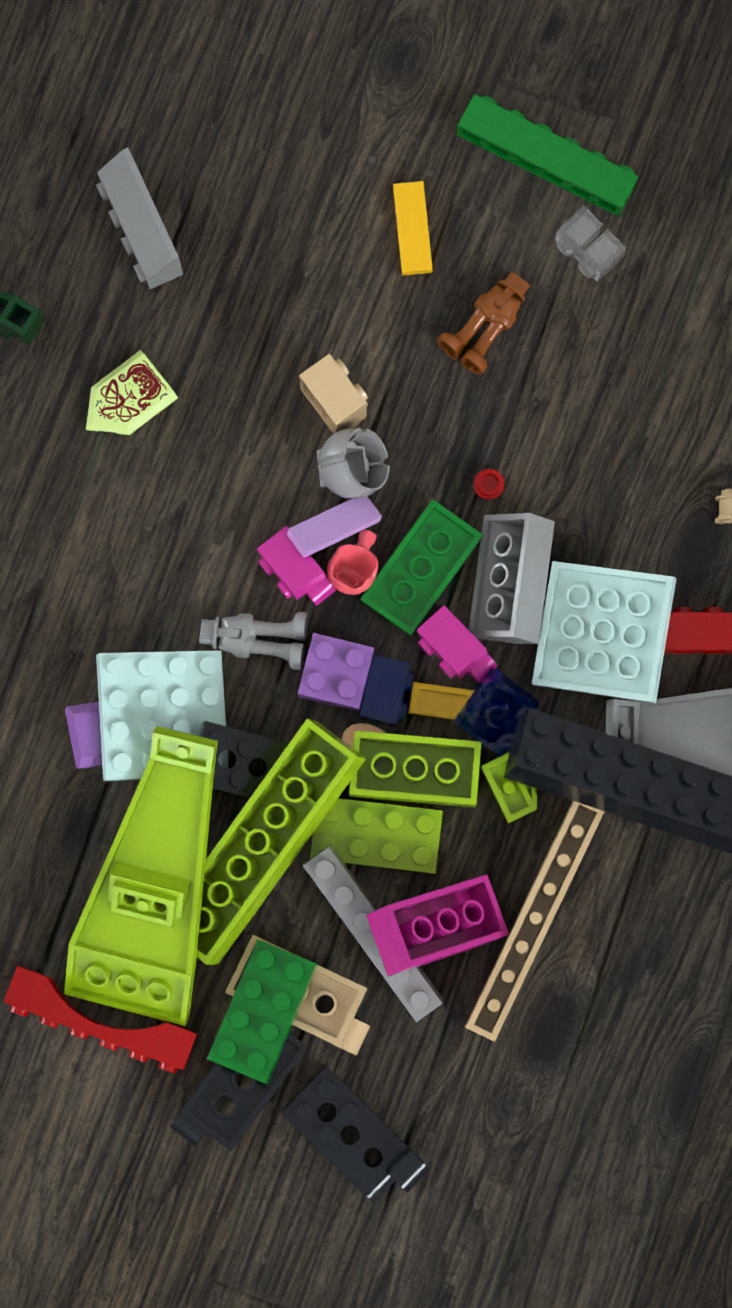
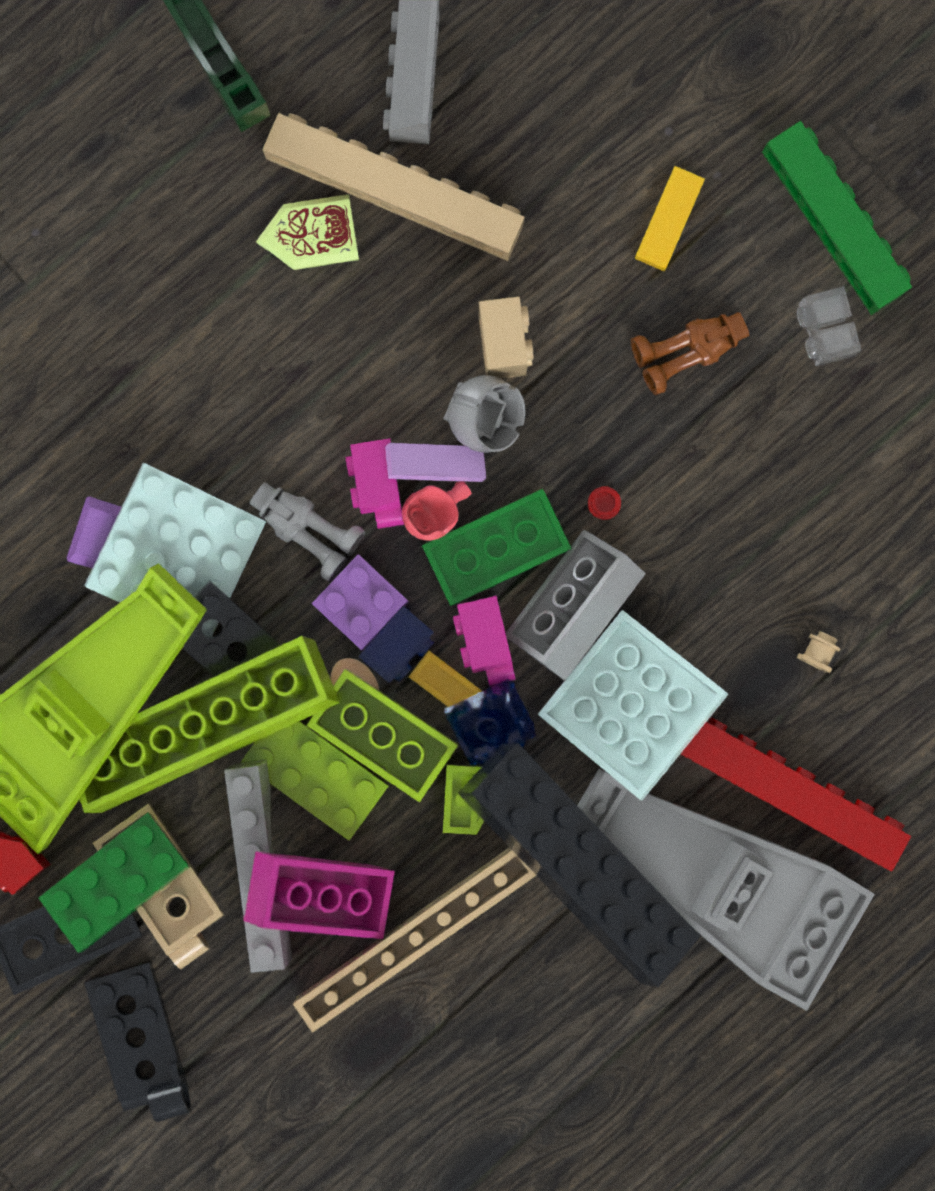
camera: 25 degrees right, 5 degrees up
(174, 323) = (393, 186): none -> tan brick

